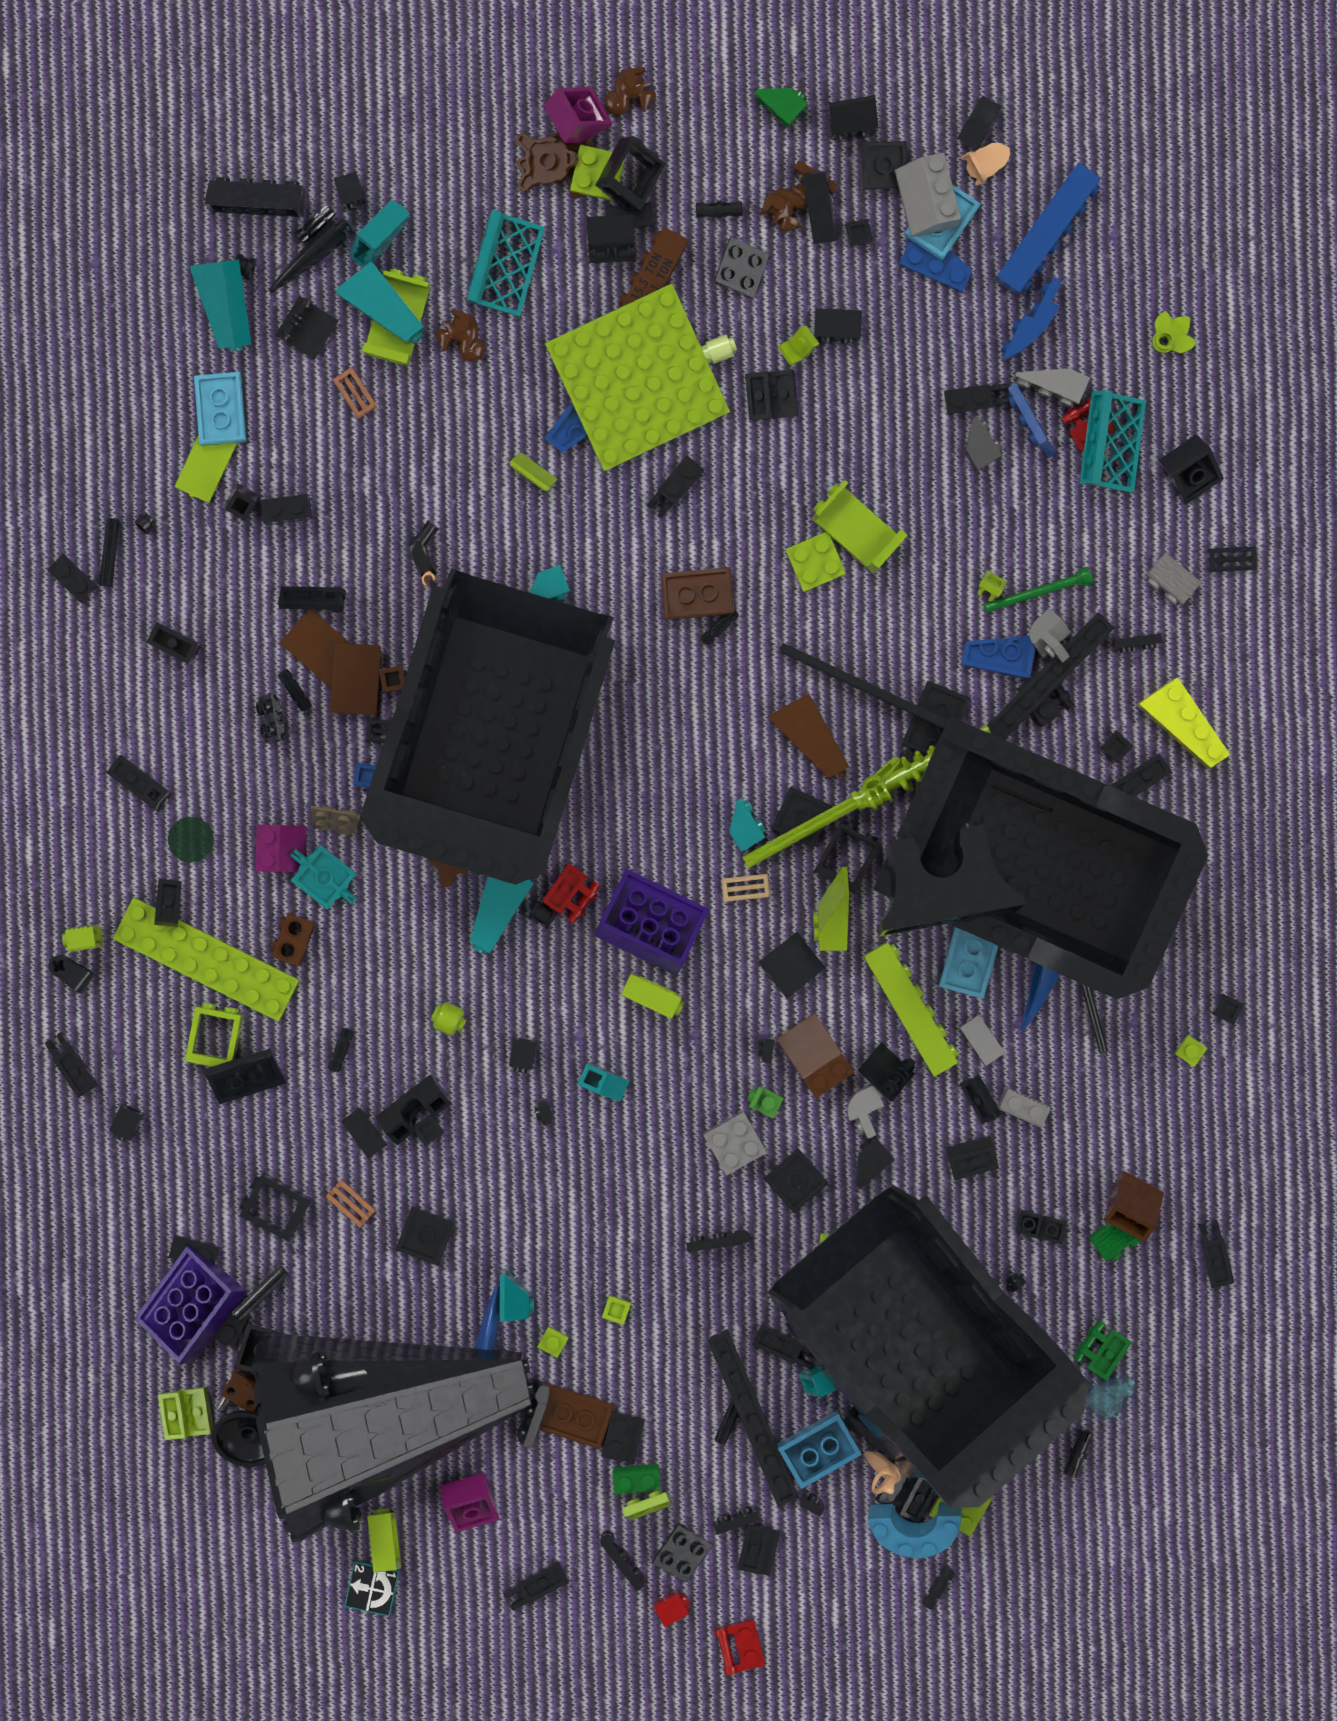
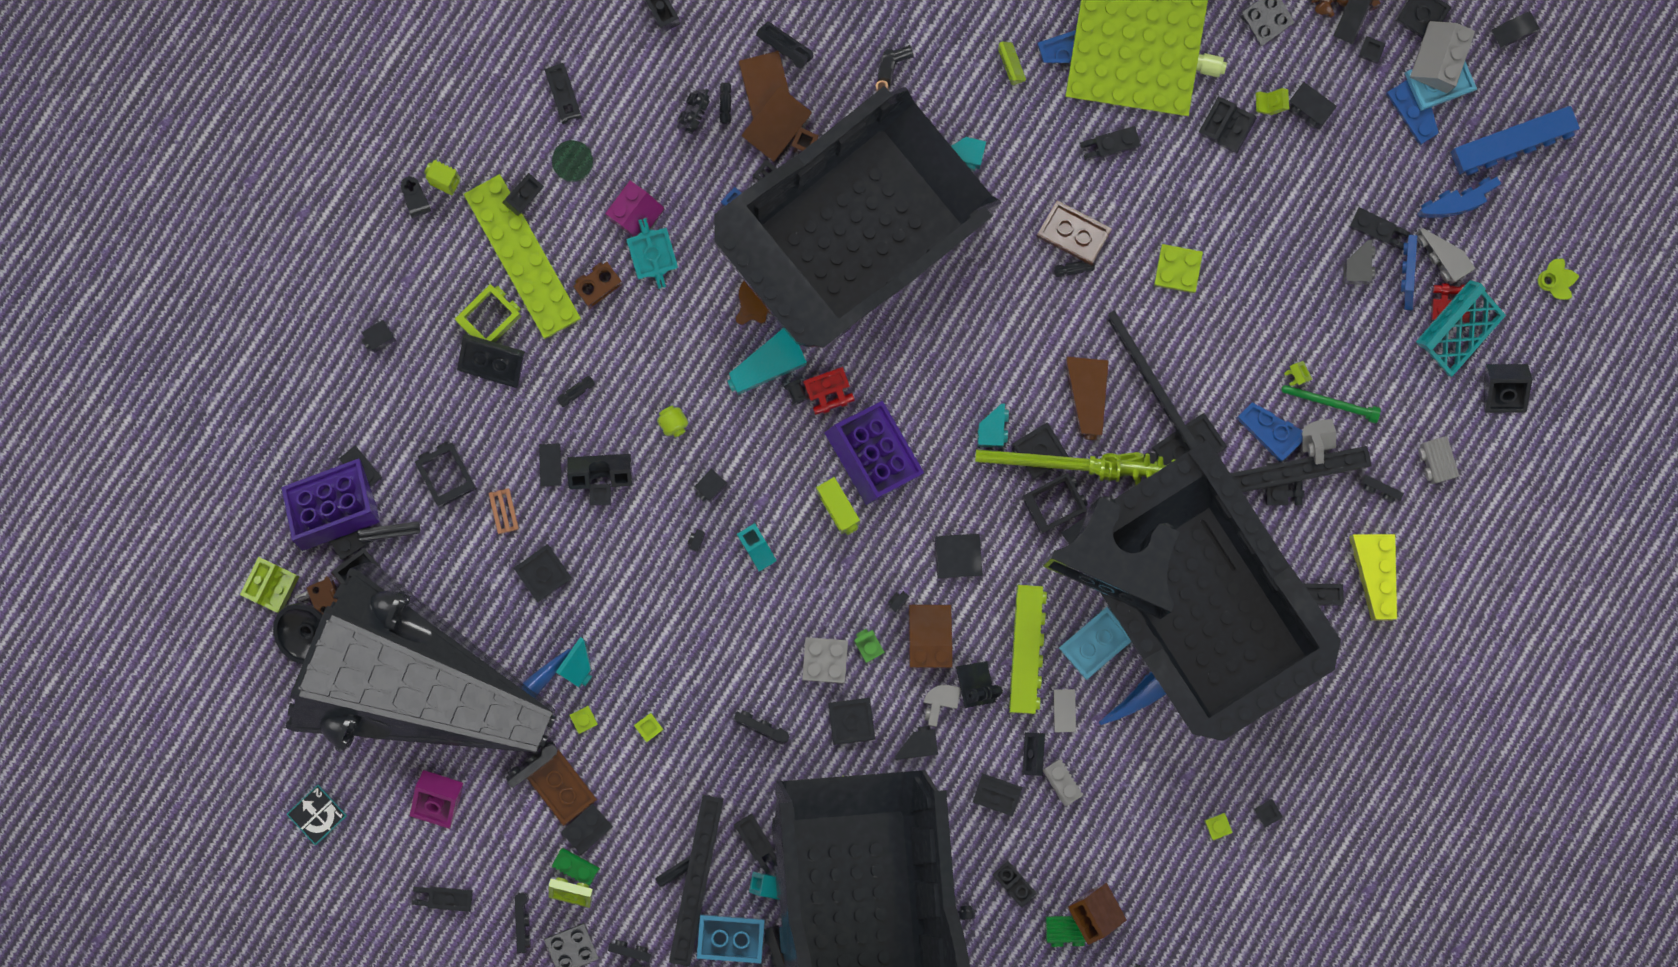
camera: 30 degrees right, 5 degrees down
(72, 1066) = (366, 268): black hinge -> none
(343, 821) = (689, 216): dark tan hinge -> none
(384, 1540) = (352, 782): lime window -> none
(765, 885) = (978, 483): tan tile -> none
(832, 917) = (1012, 540): lime slope -> none
(856, 527) = (1226, 263): lime panel -> none
(986, 161) = (1501, 60): light nougat piece -> none
(1094, 1018) = (1161, 752): black bar -> none
(1116, 746) = (1313, 557): black plate -> none
(1212, 560) = (1474, 473): black tile -> none

